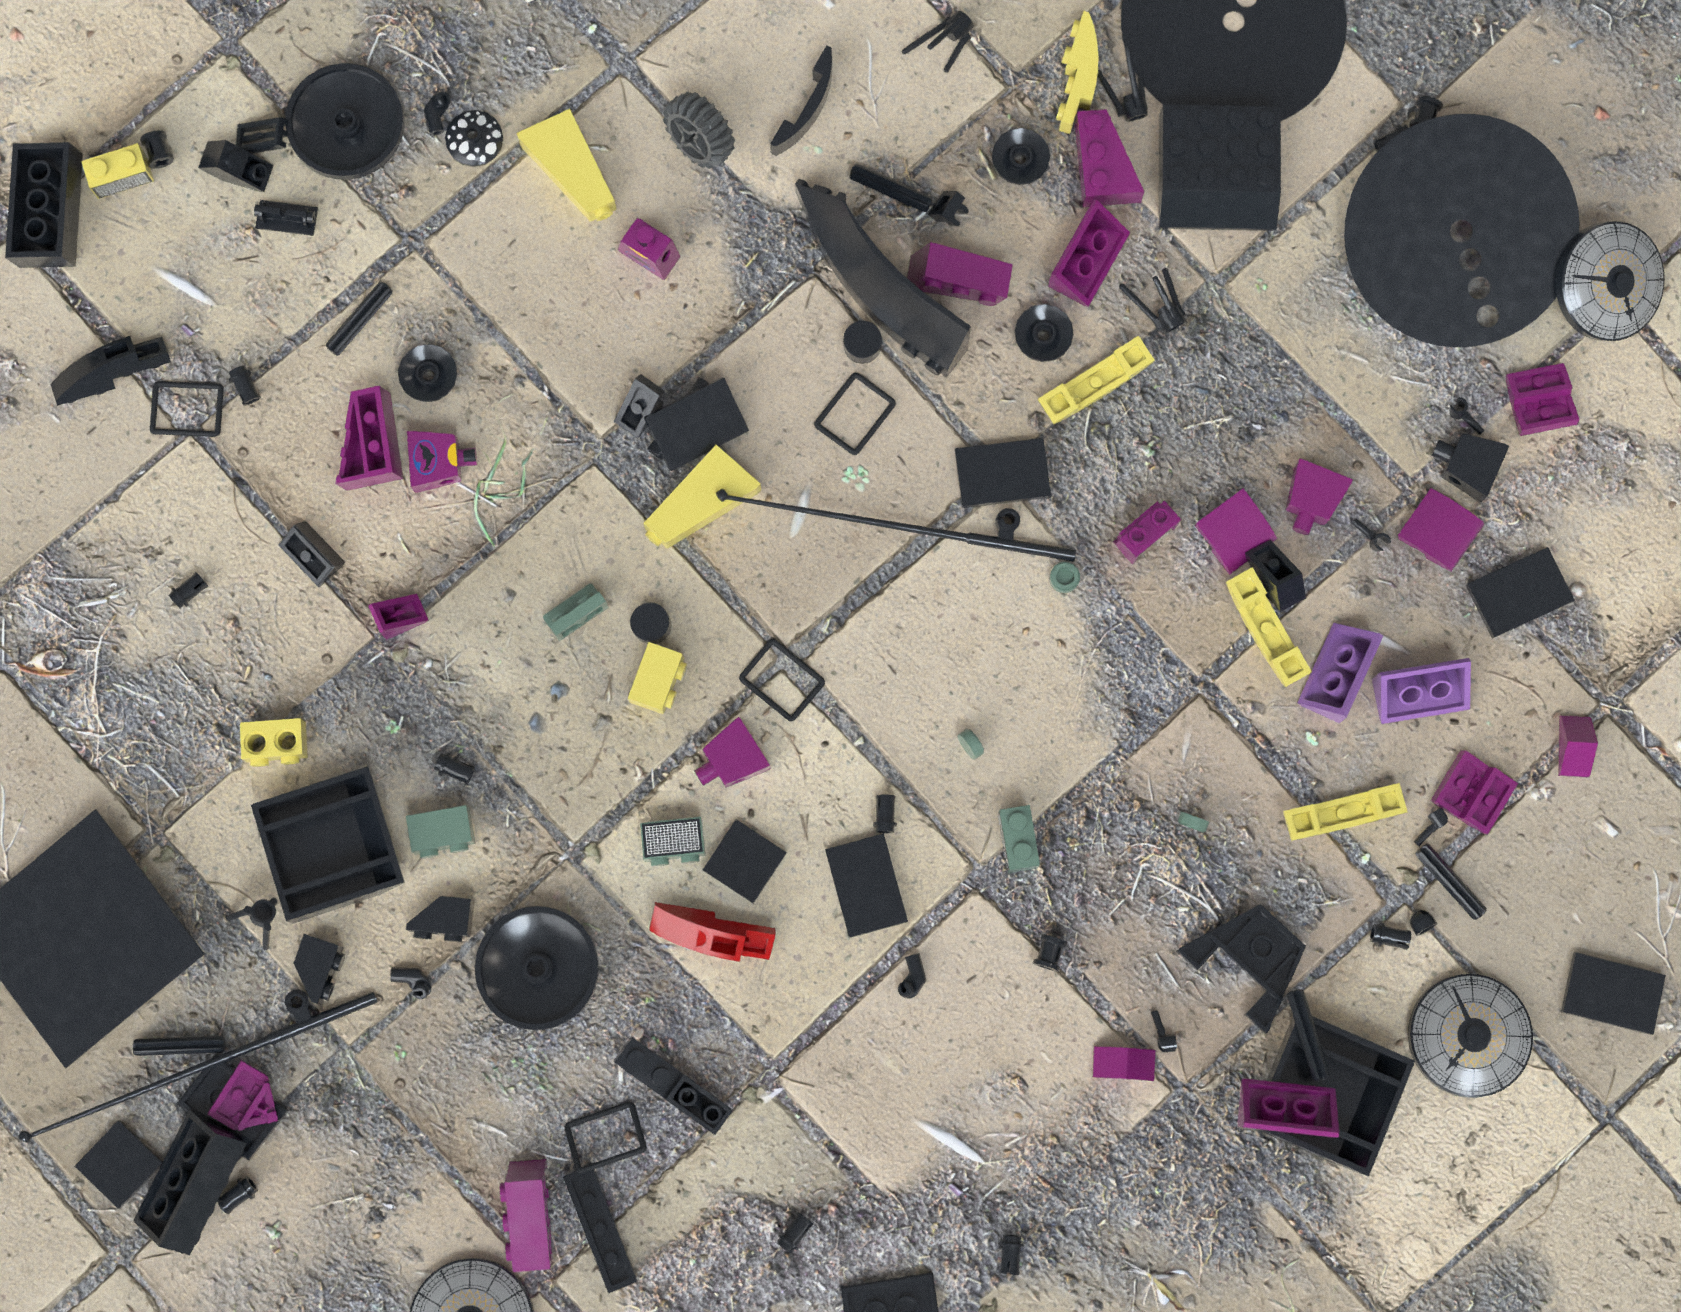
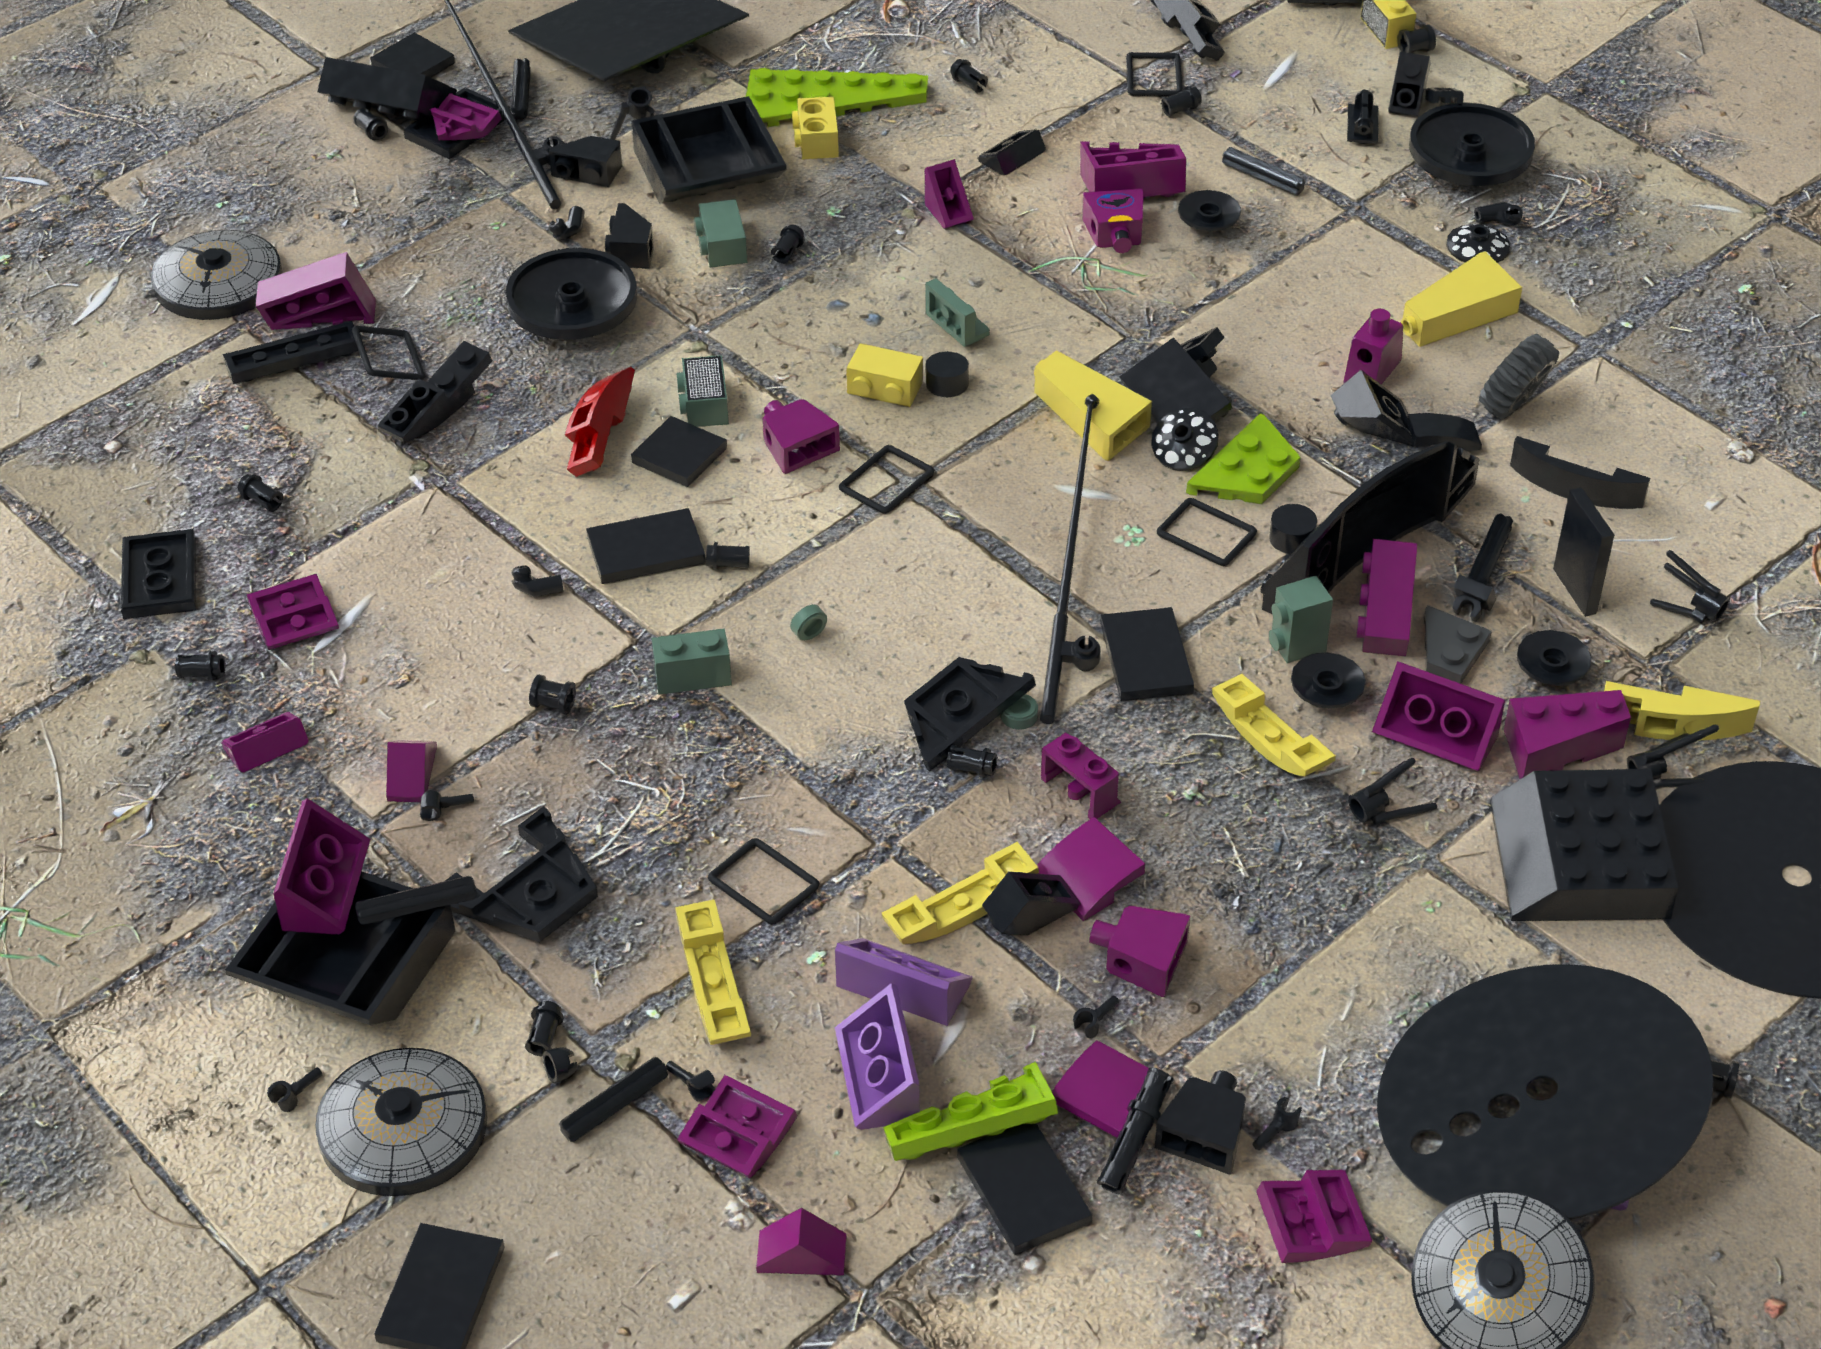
camera: 90 degrees right, 35 degrees down
(206, 744) = (777, 91): none -> lime wing
(724, 256) = (1372, 409): none -> black slope
(737, 421) = (1187, 451): none -> black dish
(750, 203) = (1436, 428): none -> black slope
(775, 370) = (1249, 465): none -> lime wing
(931, 113) = (1583, 551): none -> black tile
(944, 1184) = (292, 611): none -> magenta slope
(990, 346) = (1301, 619): none -> sand green brick
(996, 232) = (1452, 644): none -> dark grey wing
(1067, 622) = (960, 705): none -> black wing
(1091, 1189) = (265, 741): none -> magenta slope
(1123, 615) = (972, 760): none -> black pin
(1193, 822) = (706, 824): sand green tile -> none
(1221, 761) = (712, 877): none -> black piece
(1443, 1118) = (290, 1092): none -> black hand
(1467, 620) = (971, 1116): none -> lime wing
(1478, 505) = (1140, 1119): none -> black pin

